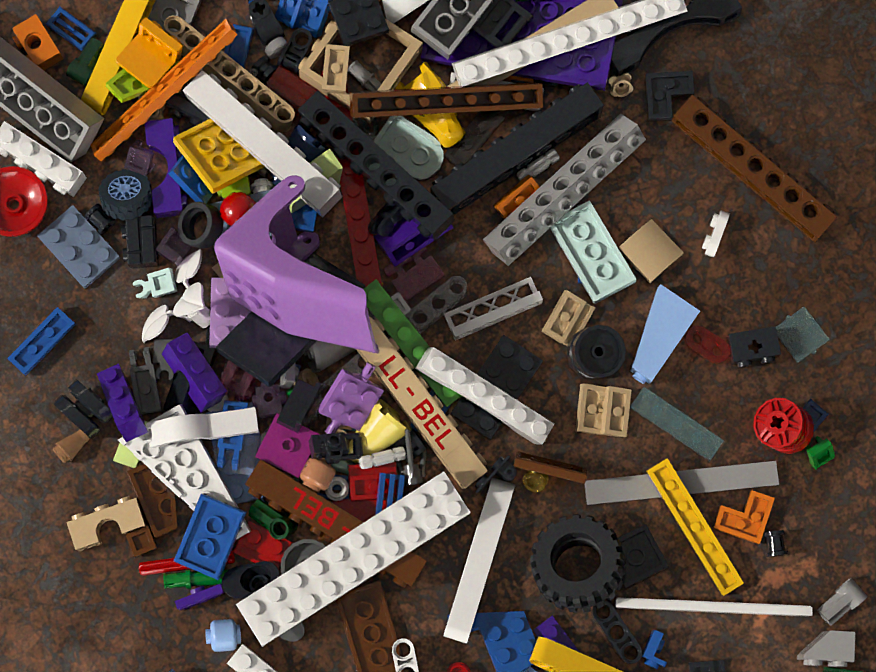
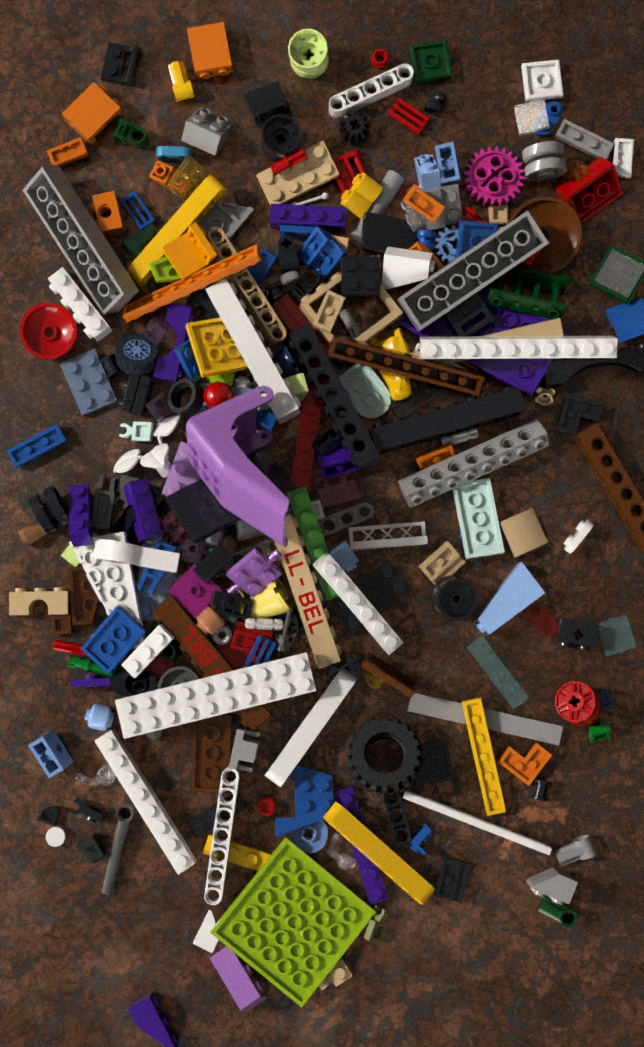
camera: 15 degrees right, 5 degrees up
(255, 535) = (148, 651): none -> white plate
(408, 612) = (244, 749): none -> light grey panel
(451, 346) = (344, 557): none -> light blue slope
(603, 410) = (444, 642): tan slope -> none

